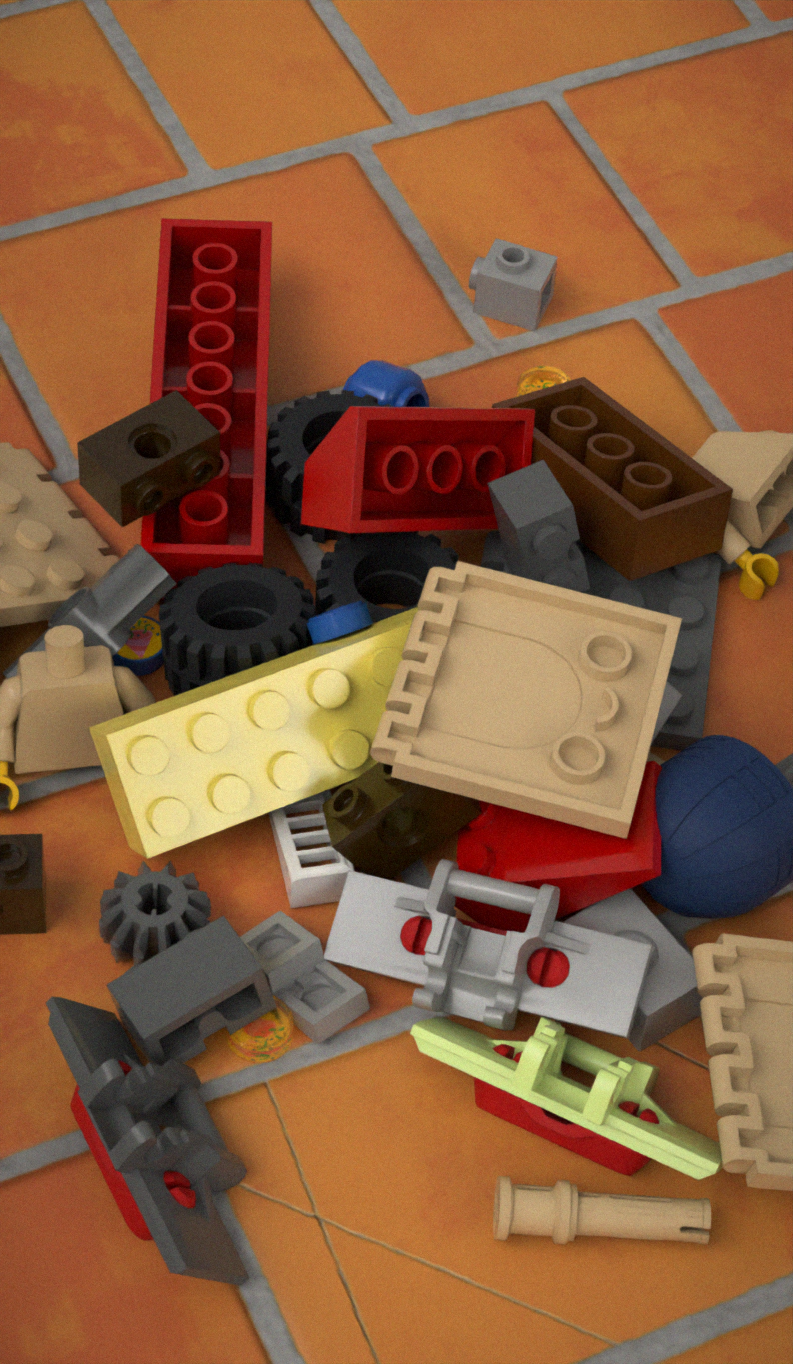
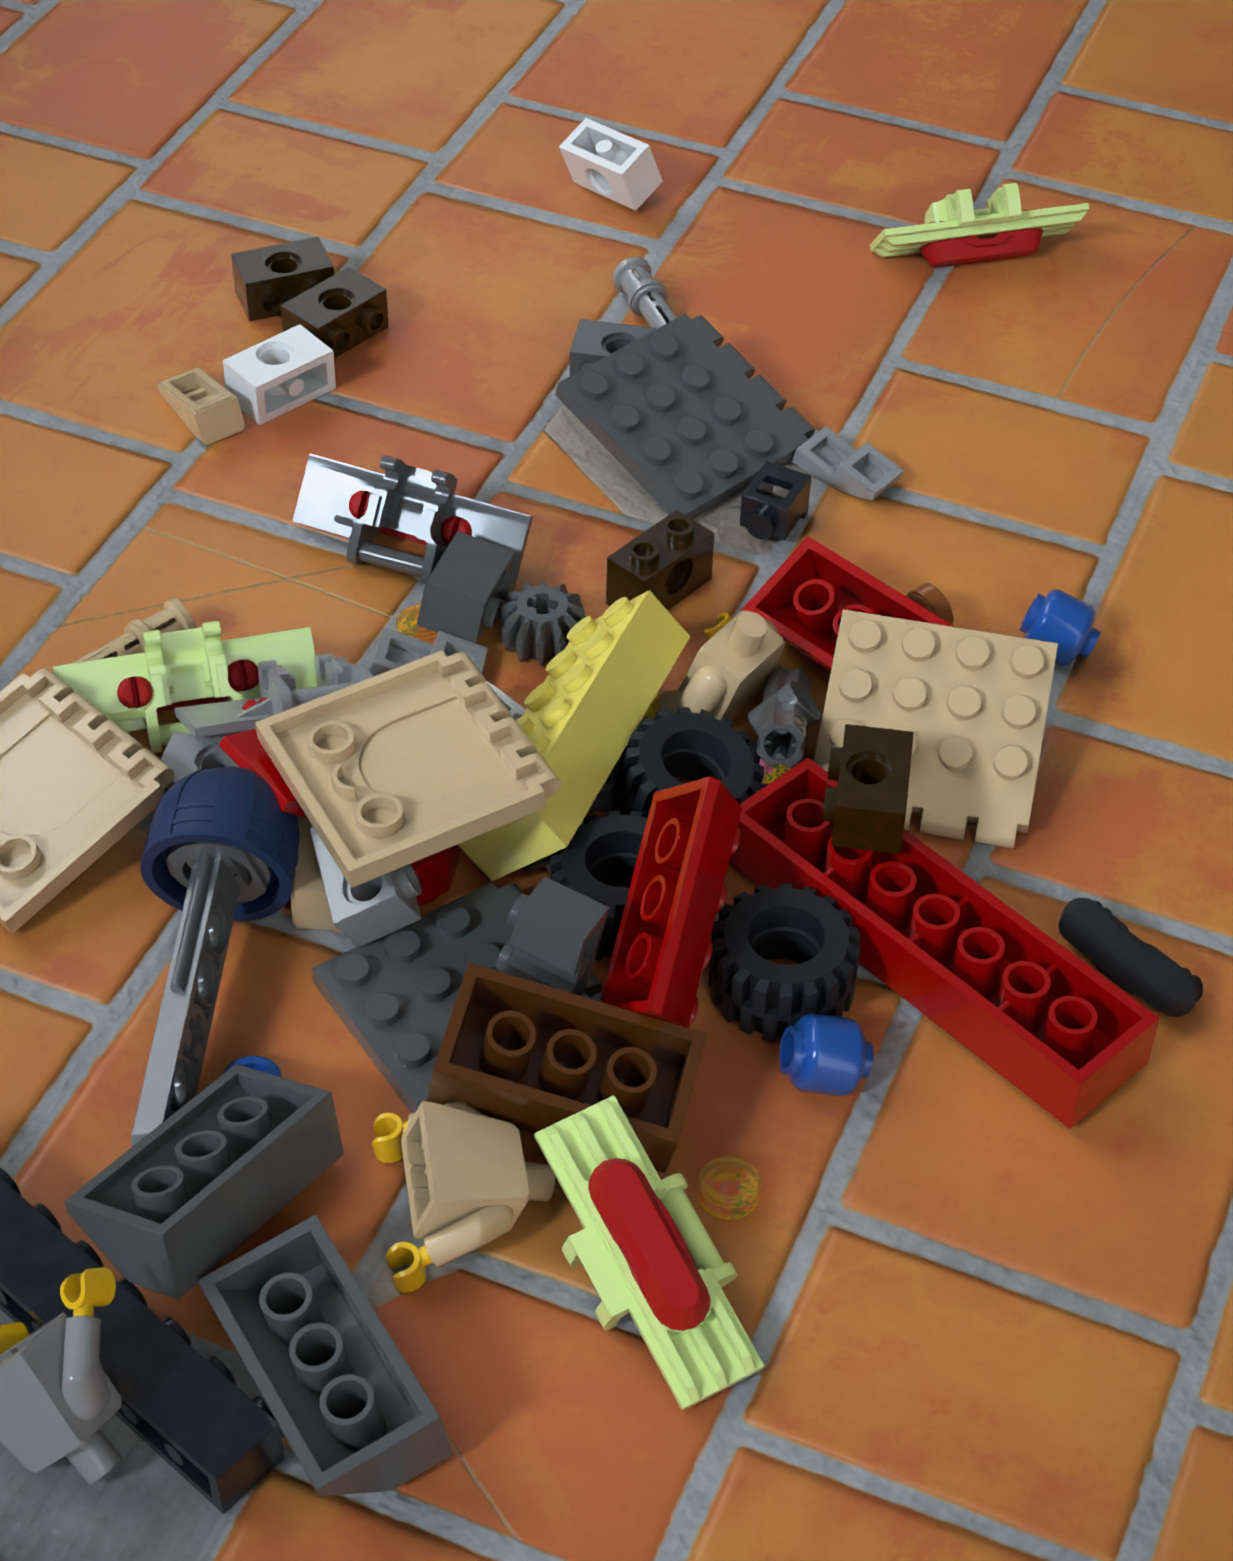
camera: 140 degrees right, 5 degrees down
(84, 337) = (1128, 960): none -> black piece
(339, 621) = (611, 782): blue tile -> none
(513, 284) = (862, 1254): light grey brick -> none
(664, 357) = (641, 1250): none -> yellowish green piece

